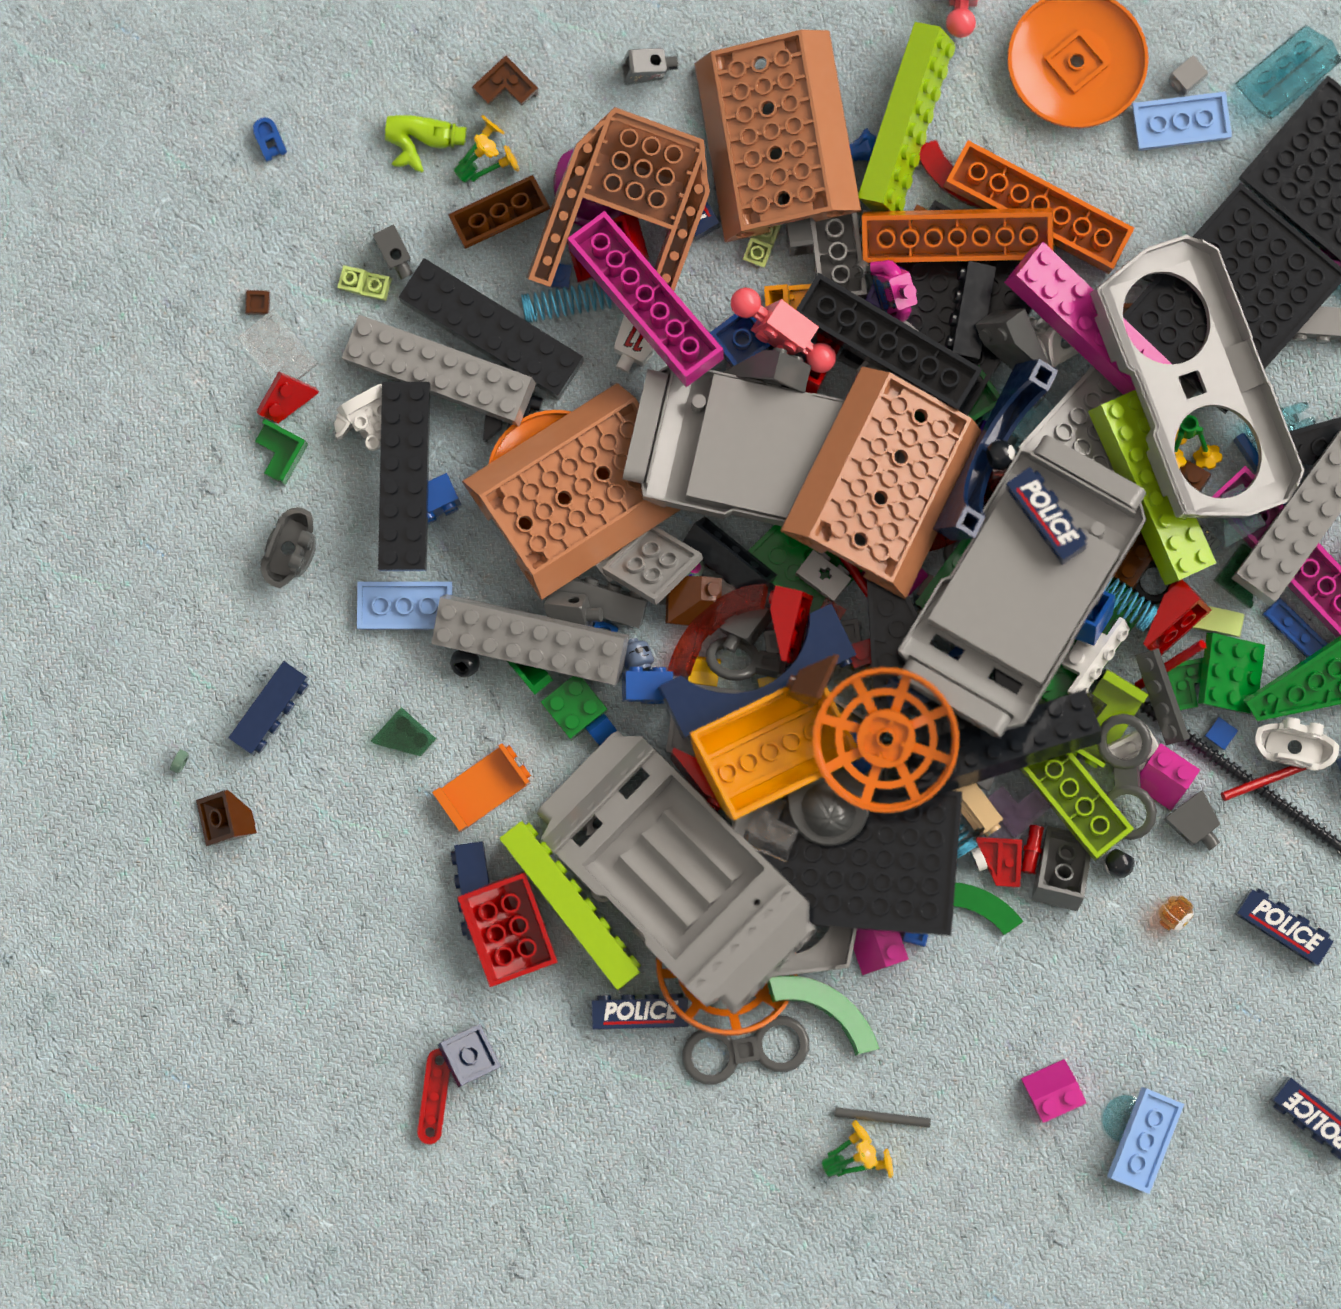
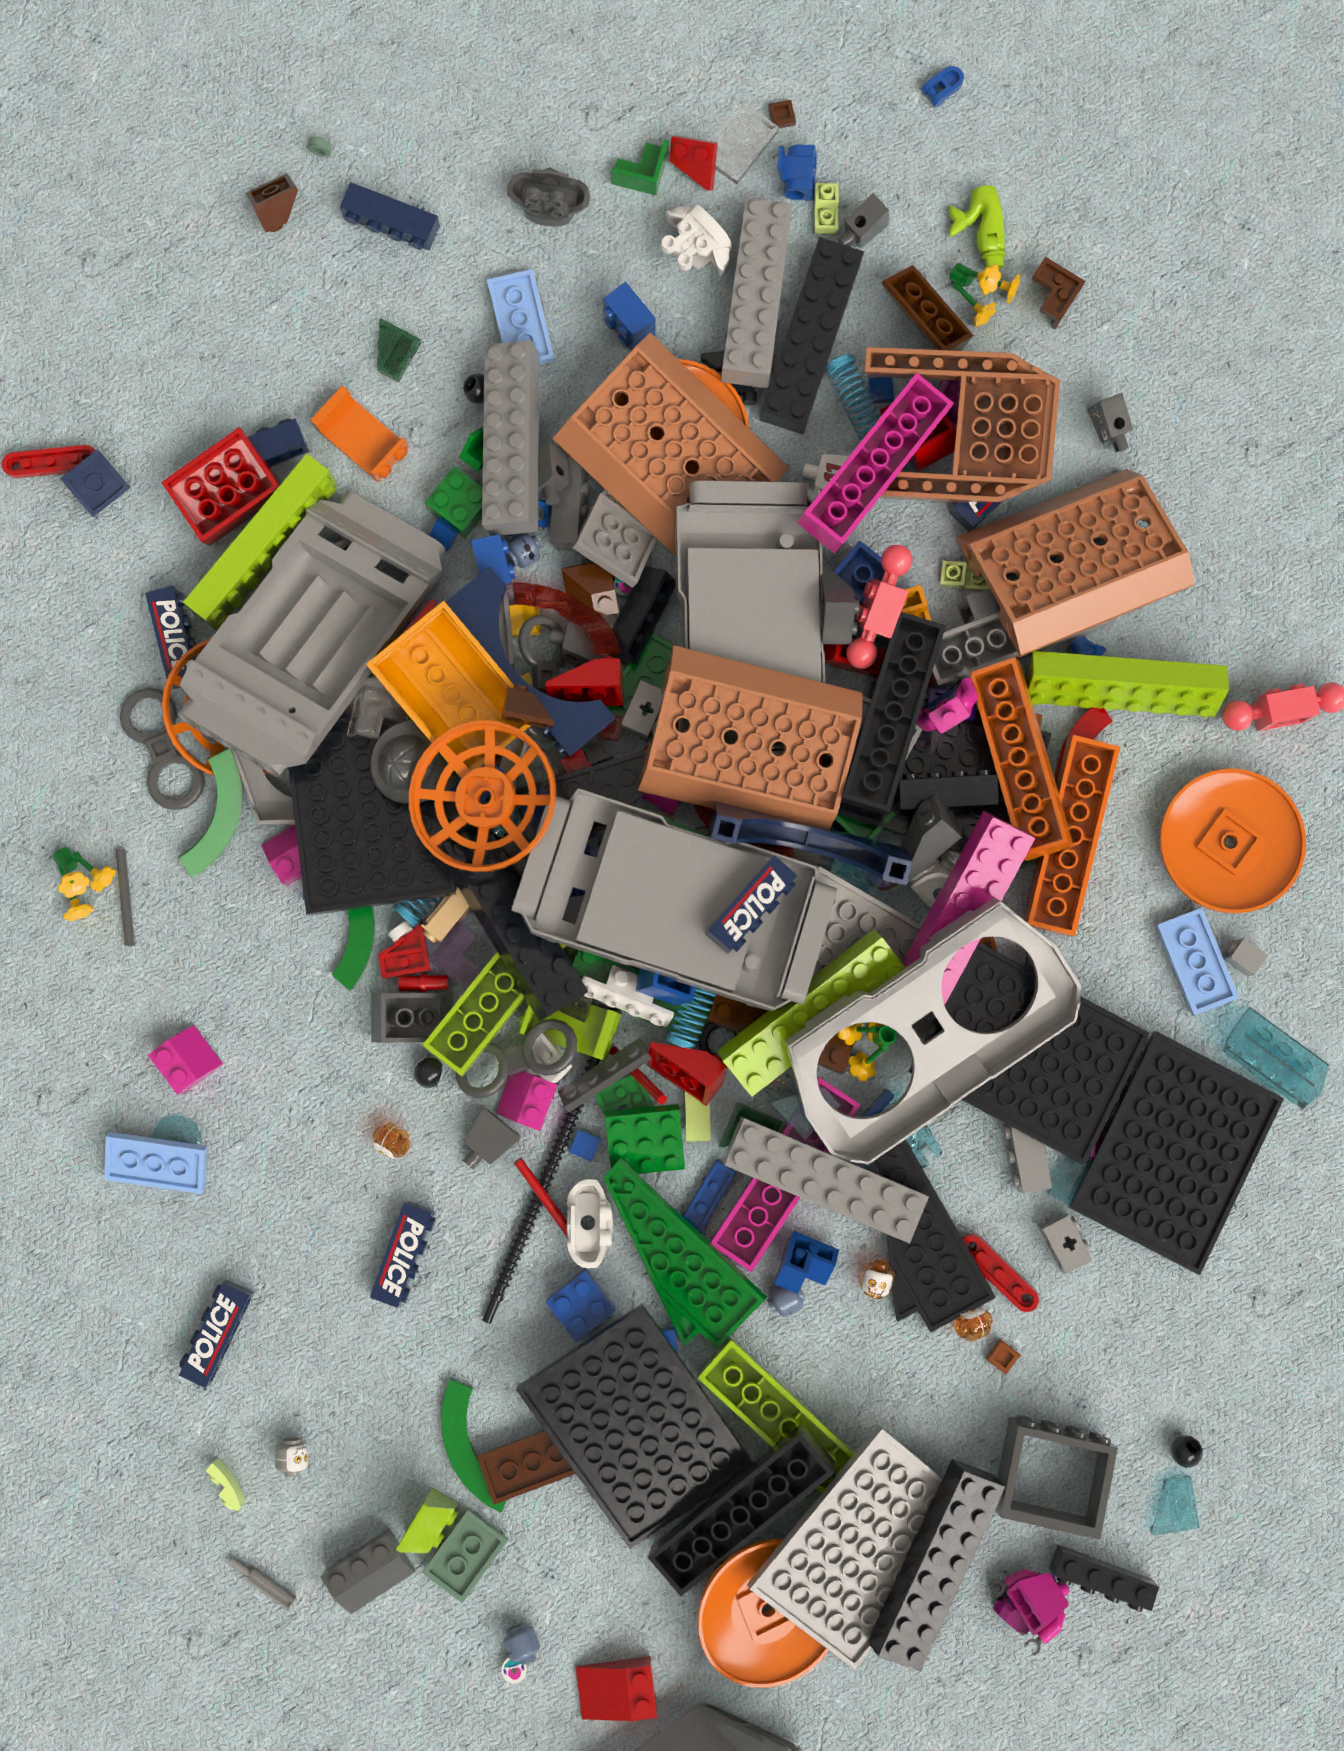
camera: 65 degrees right, 0 degrees up
(323, 300) = (798, 171): none -> blue piece
(404, 476) = (641, 277): black plate -> none
(1000, 454) = (806, 849): black piece -> none

